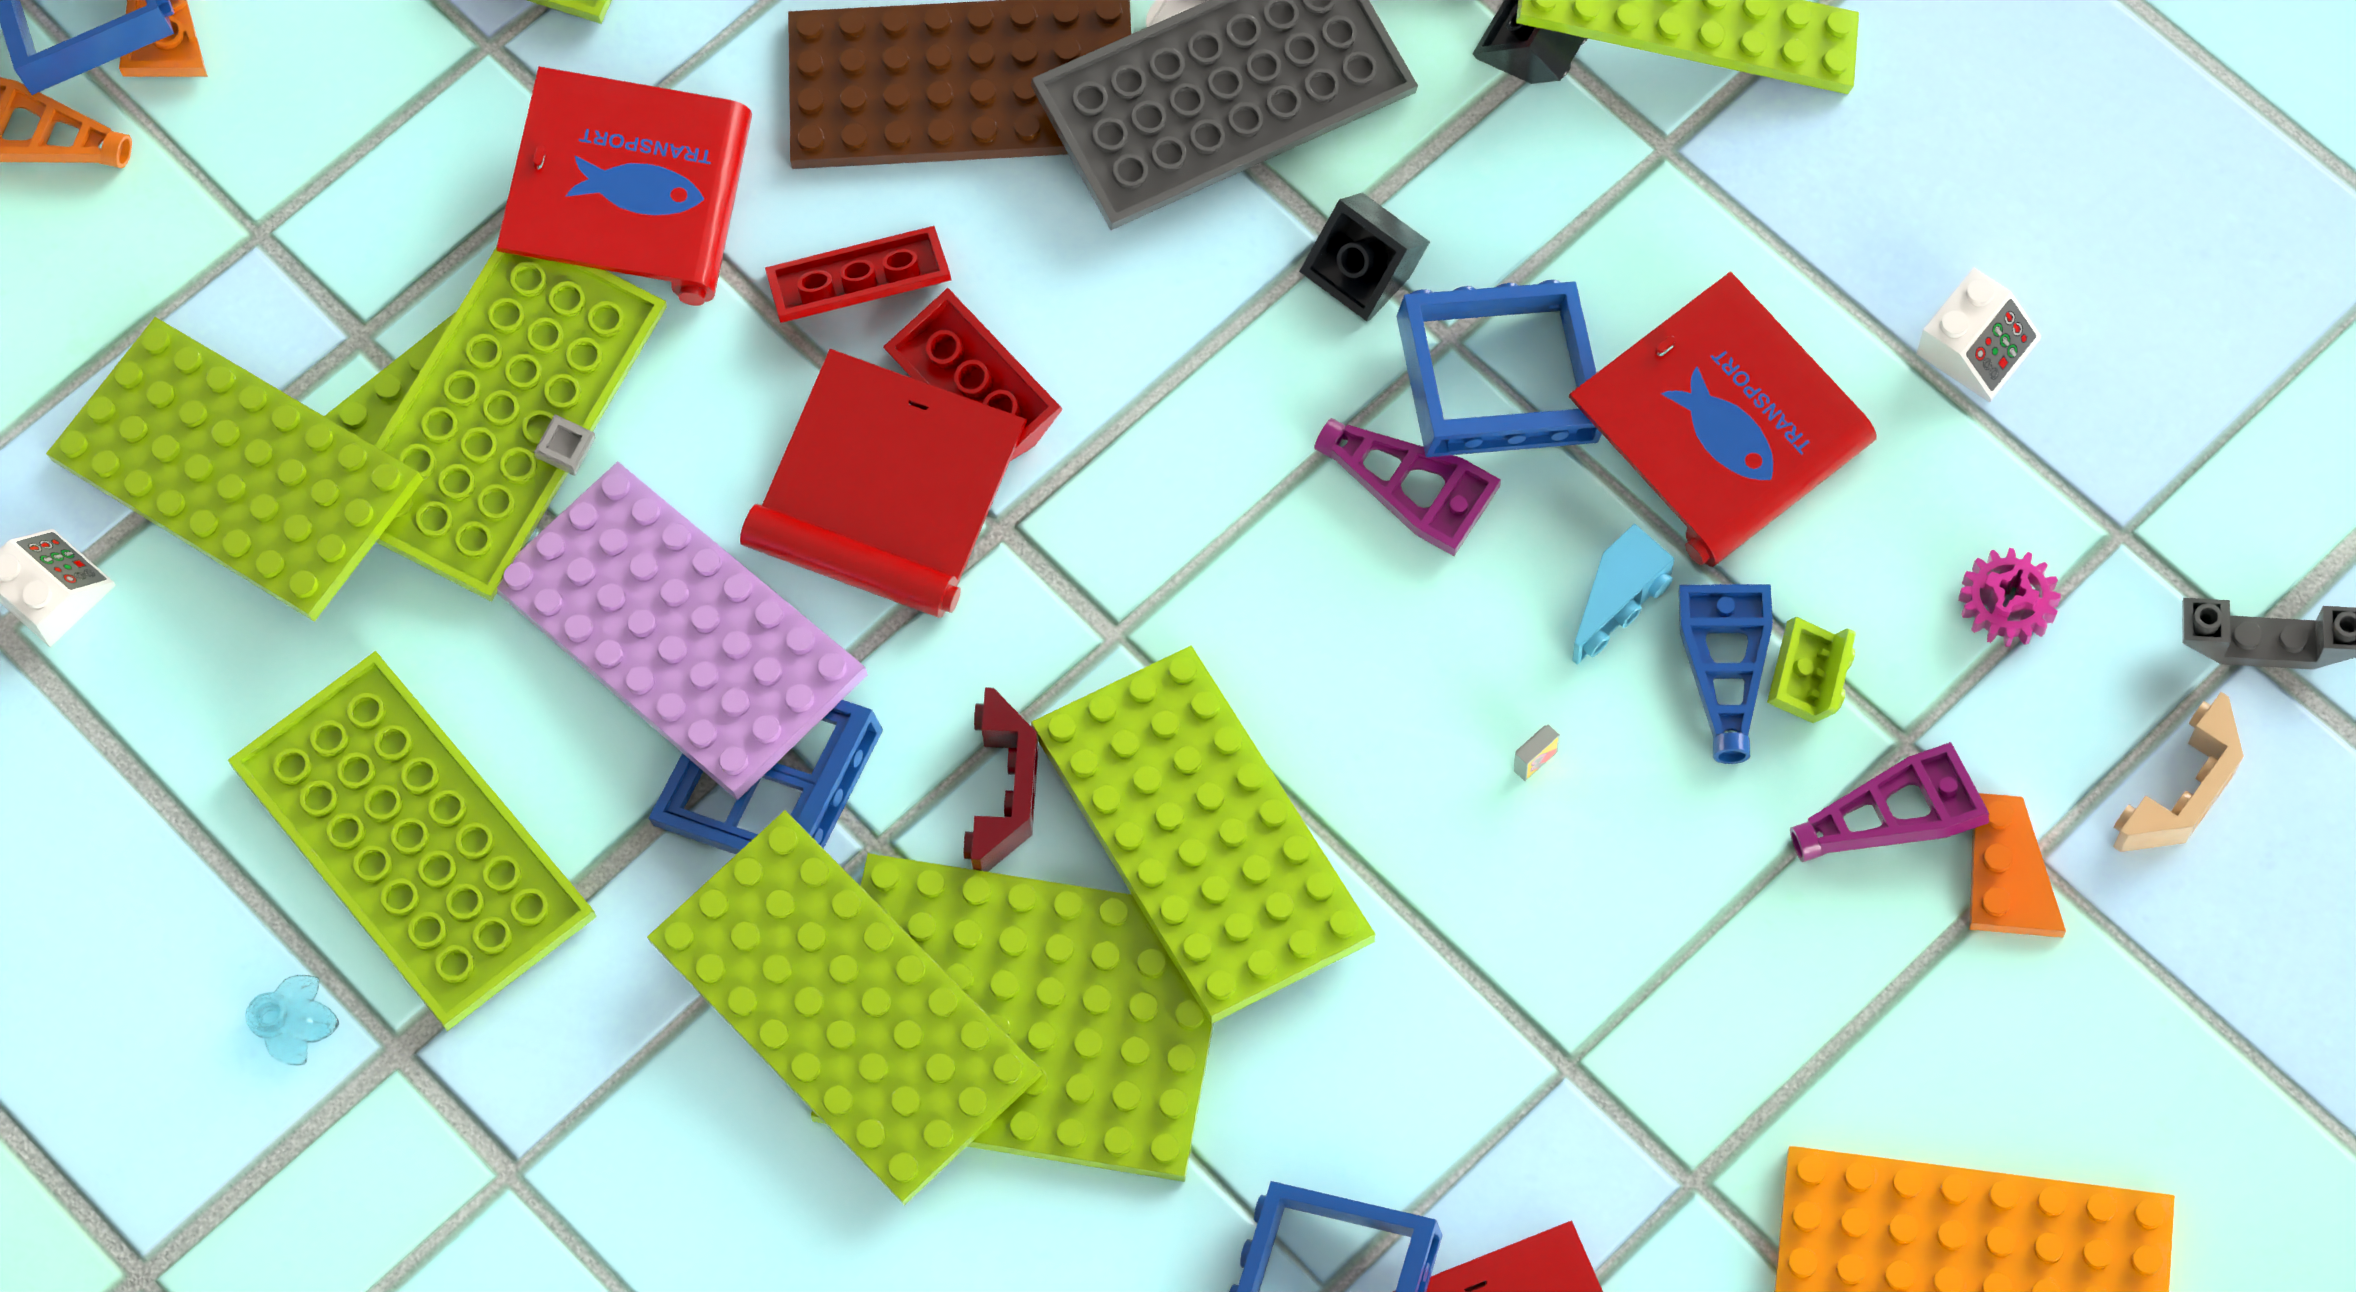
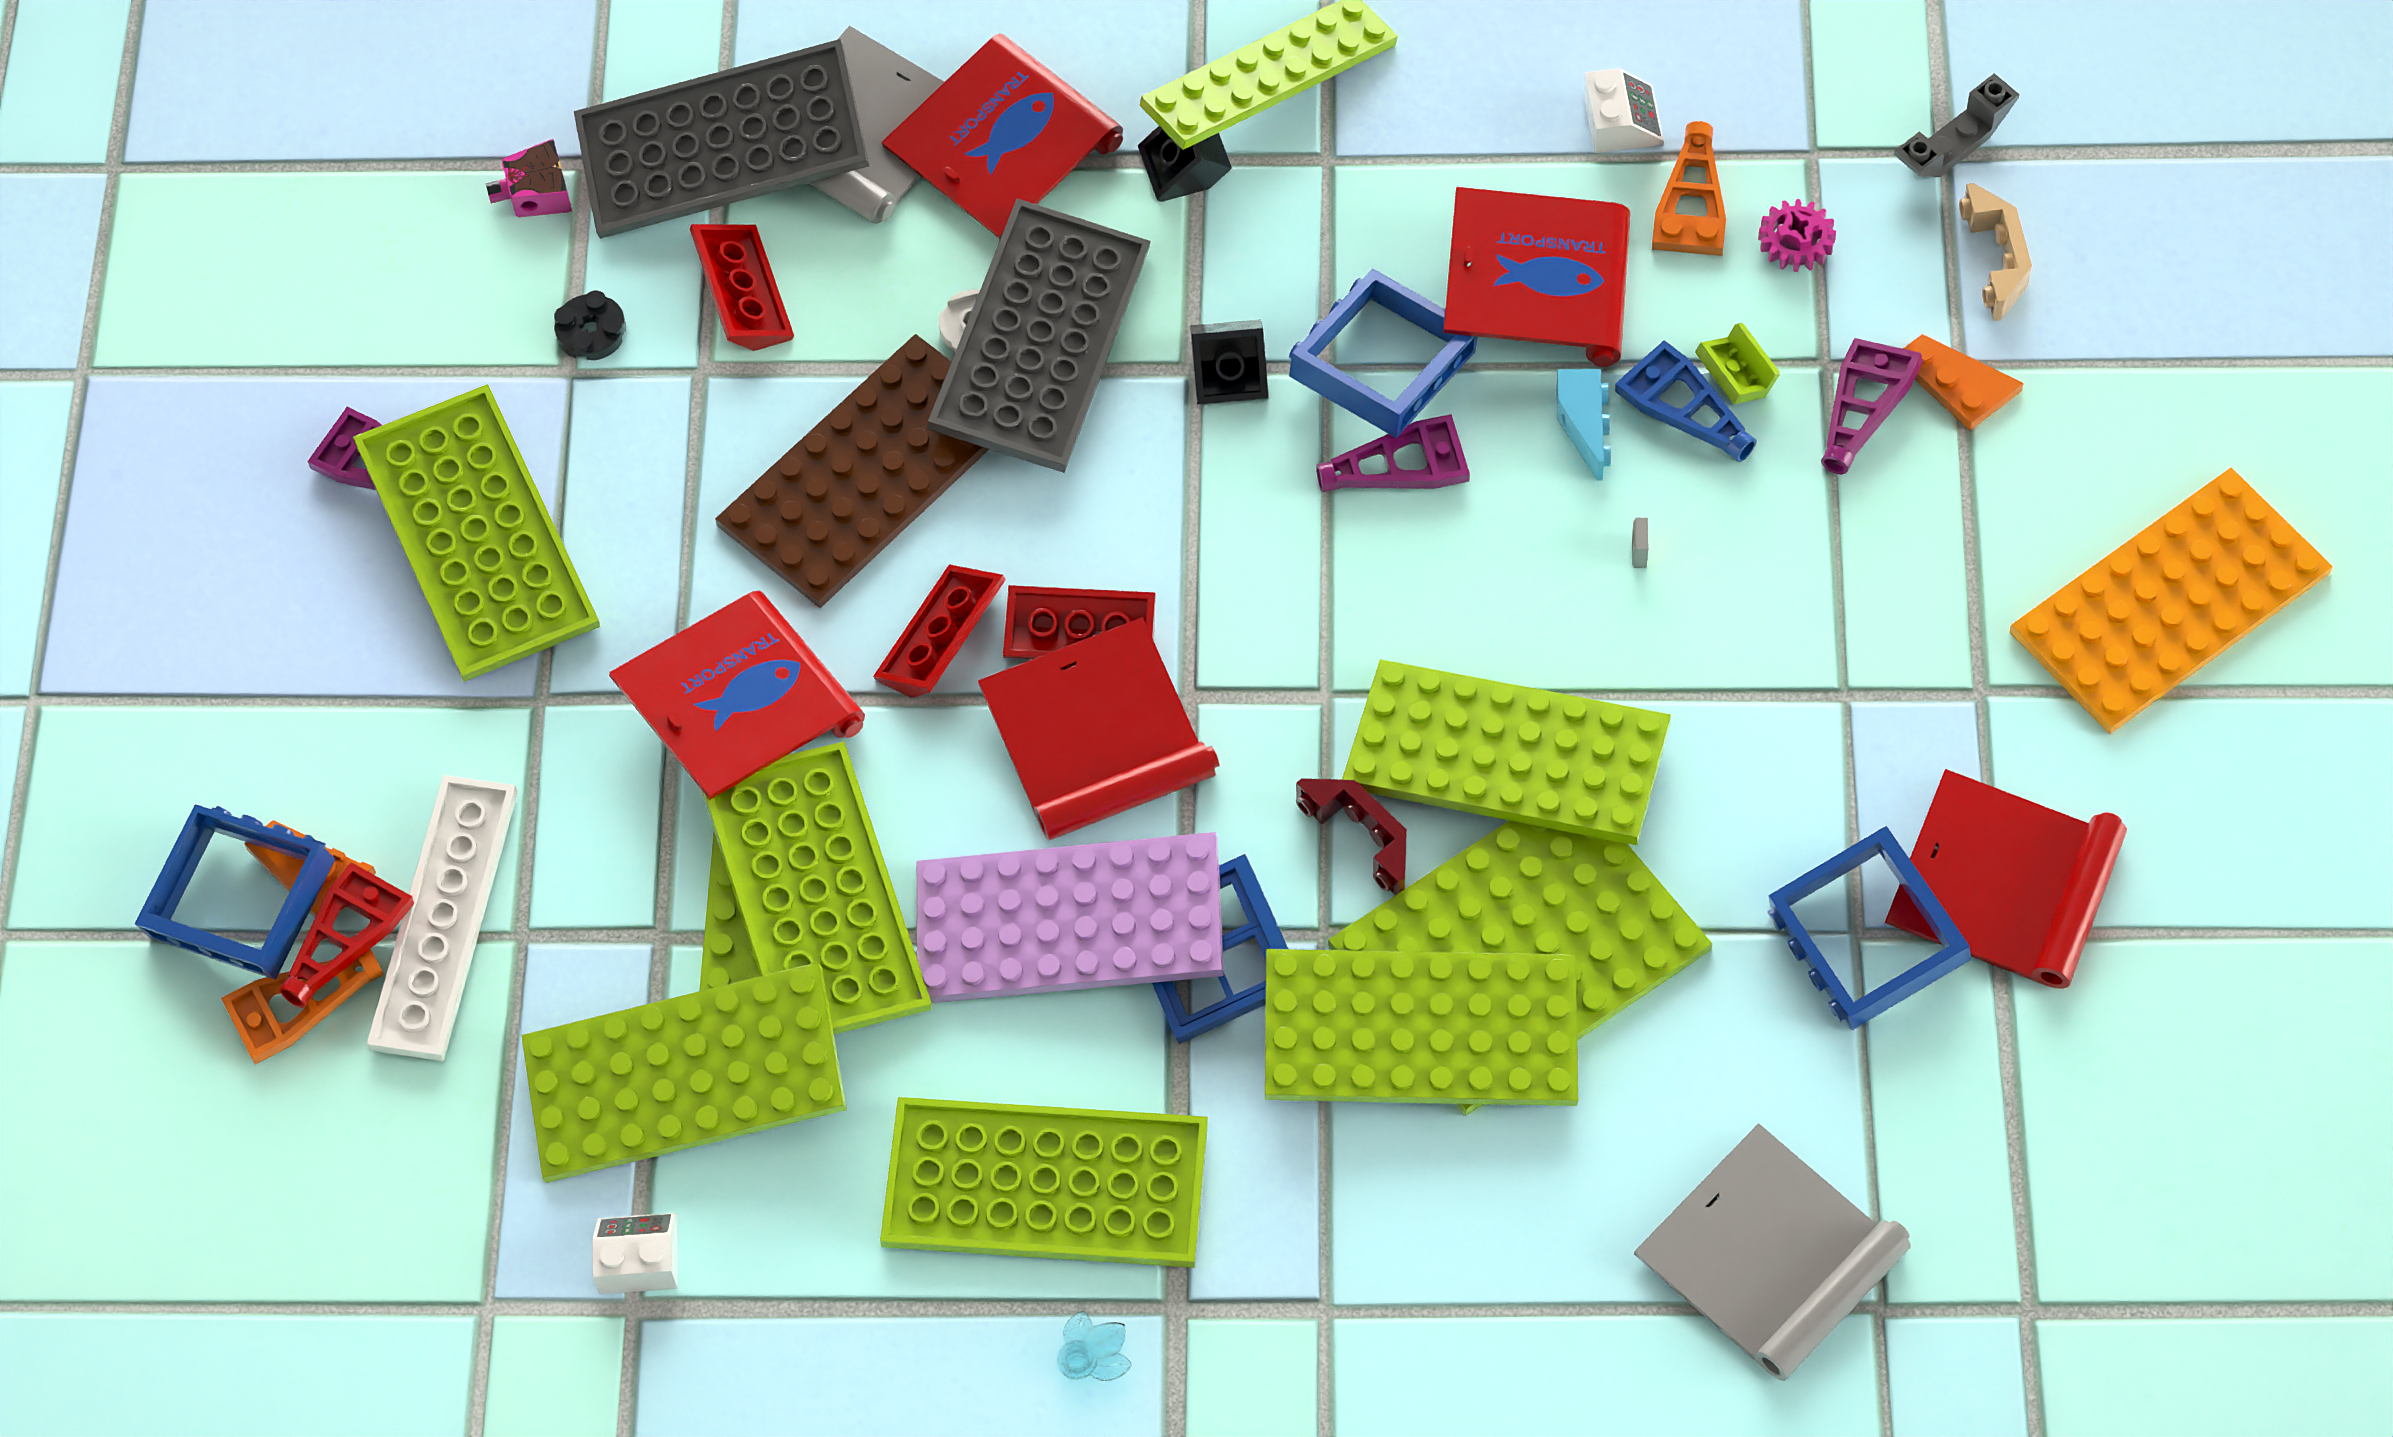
camera: 45 degrees left, 5 degrees down
(167, 91) = (362, 893): none -> red plate
(211, 161) = (445, 921): none -> white plate
(564, 445) = (879, 875): light grey tile -> none
(1917, 507) = (1690, 232): none -> orange plate

